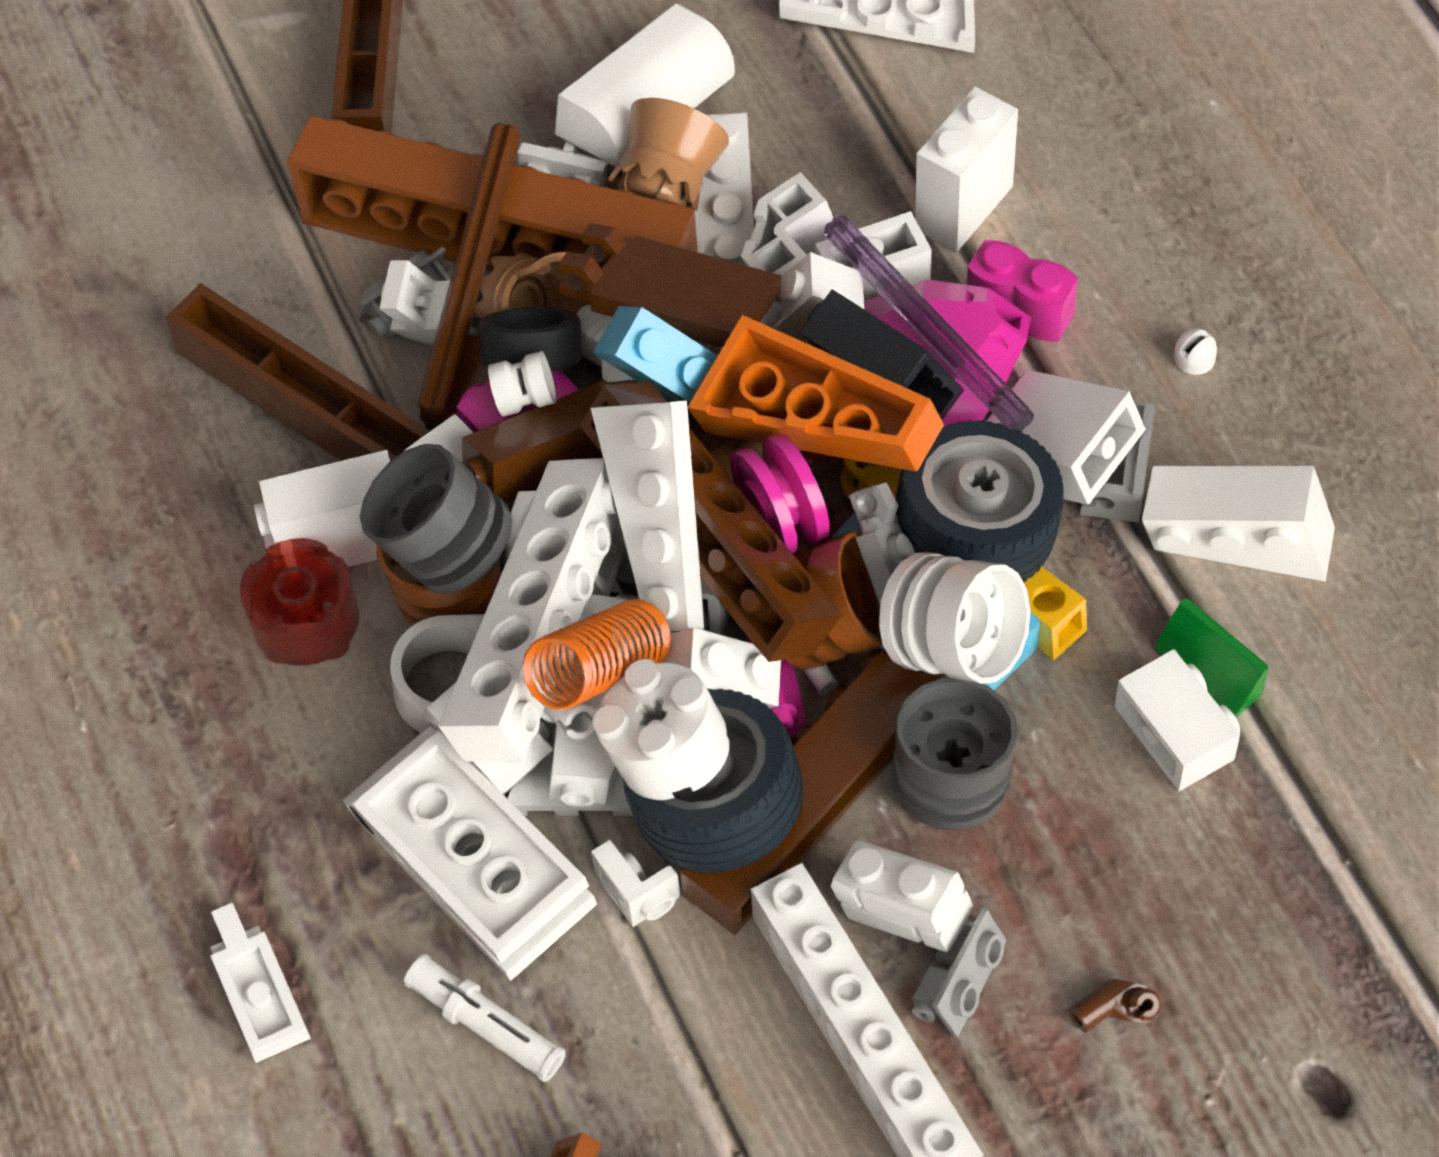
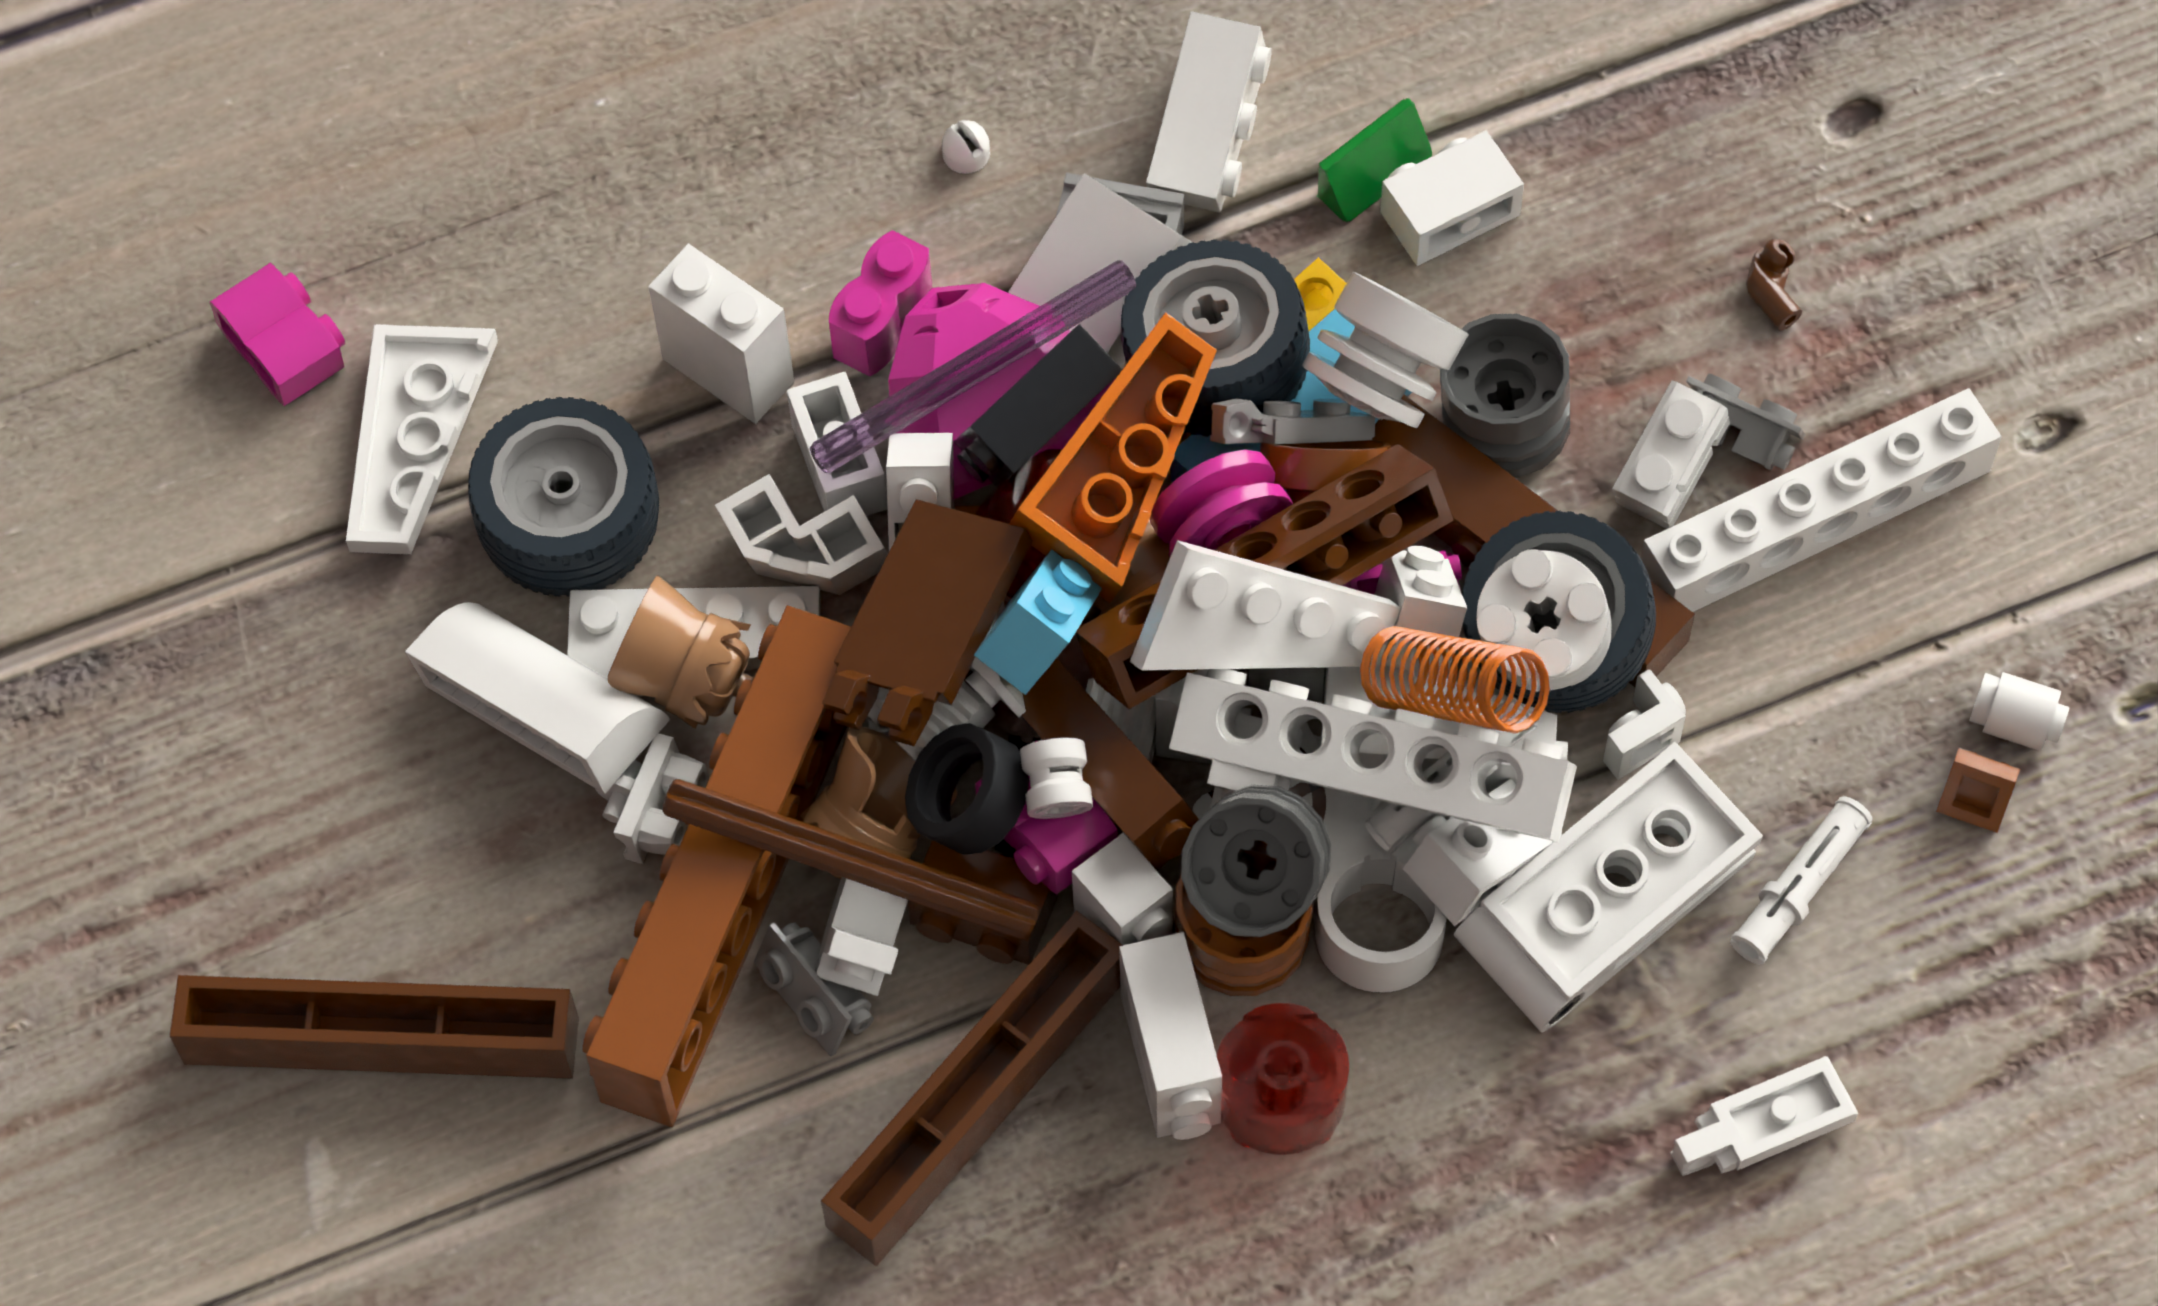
camera: 90 degrees left, 5 degrees up
(819, 91) = (563, 496): none -> wheel

